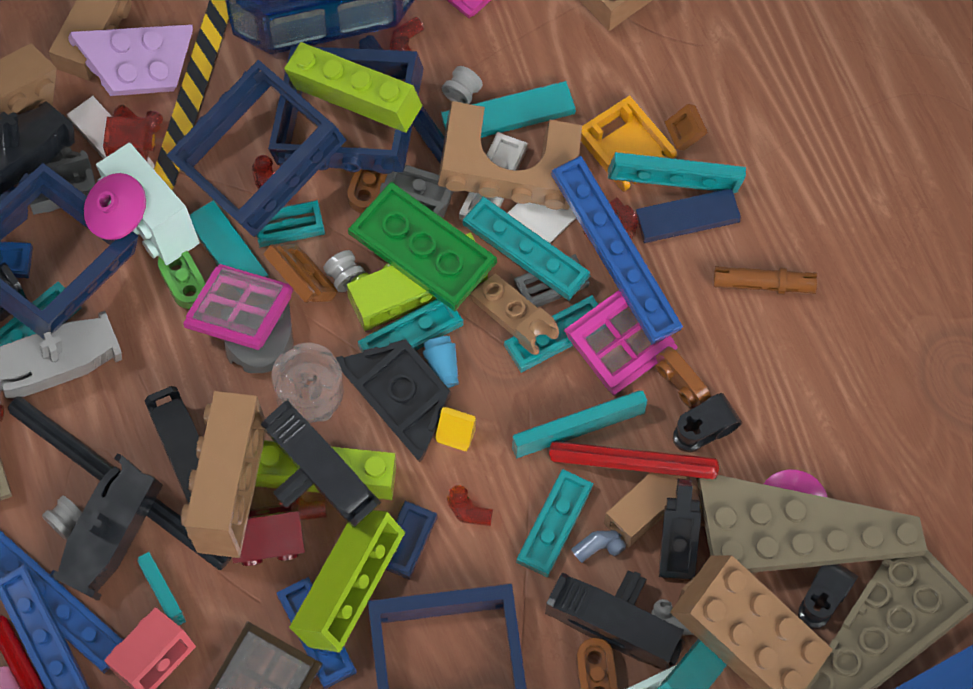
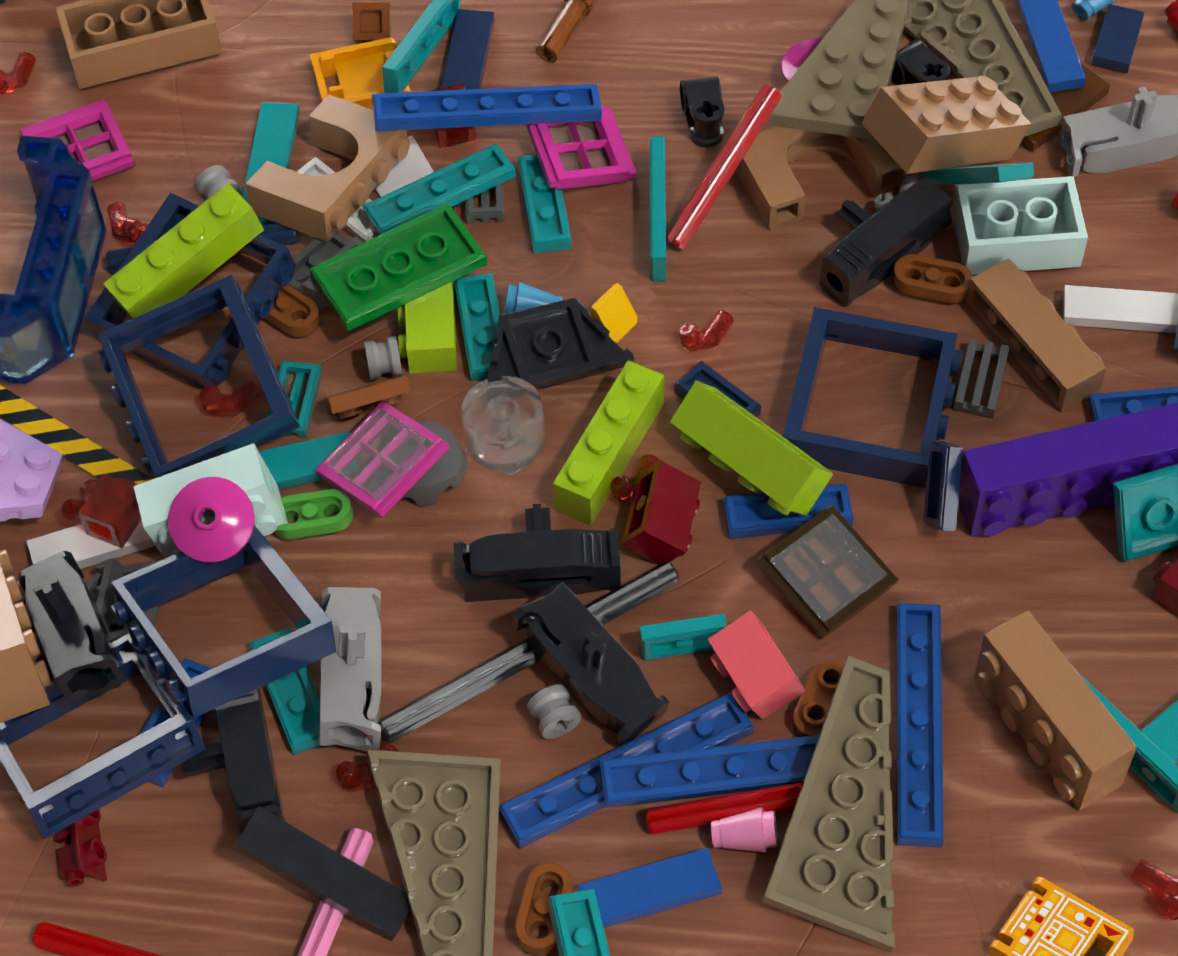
camera: 65 degrees left, 10 degrees down
(225, 474) = (601, 494): medium nougat brick -> none
(316, 466) = (624, 415): black piece -> none
(514, 312) = (516, 217): medium nougat plate -> none
(554, 523) = (753, 267): teal tile -> none
(599, 540) = (790, 235): sand blue arm -> none
(674, 368) = (647, 108): dark orange plate -> none
(680, 533) = (816, 154): black hinge -> none

